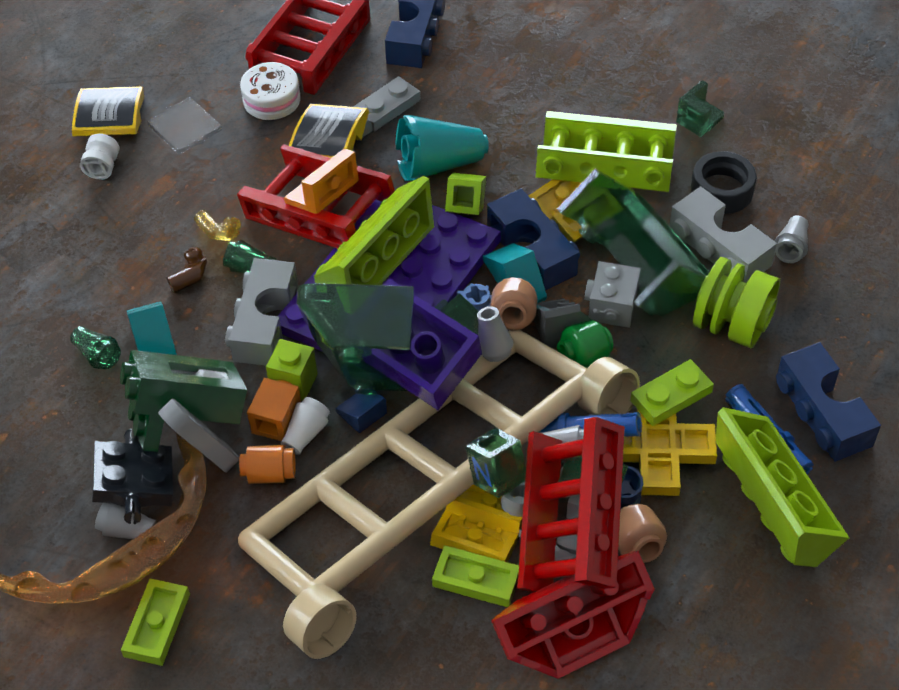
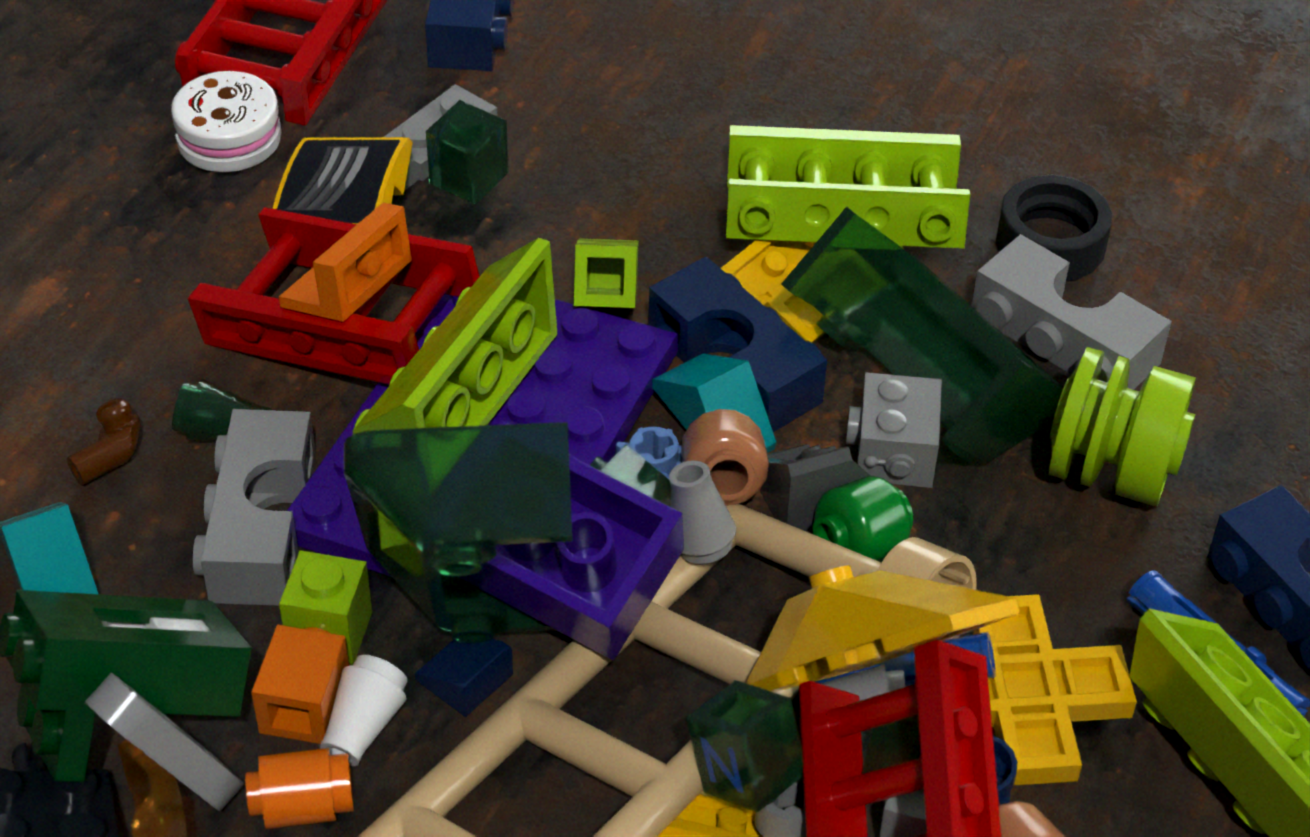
camera: 10 degrees left, 5 degrees down
(184, 125) = (73, 190): clear piece -> none
(220, 231) = (155, 368): clear yellow arm -> none
(392, 109) = (467, 151): none -> clear green brick
(436, 146) = (540, 194): teal cone -> none
(564, 403) = (866, 621): none -> yellow wedge
(671, 392) = (1047, 588): lime plate -> none
(696, 112) = (985, 117): clear green panel -> none
(793, 240) = (1193, 317): light grey cone -> none

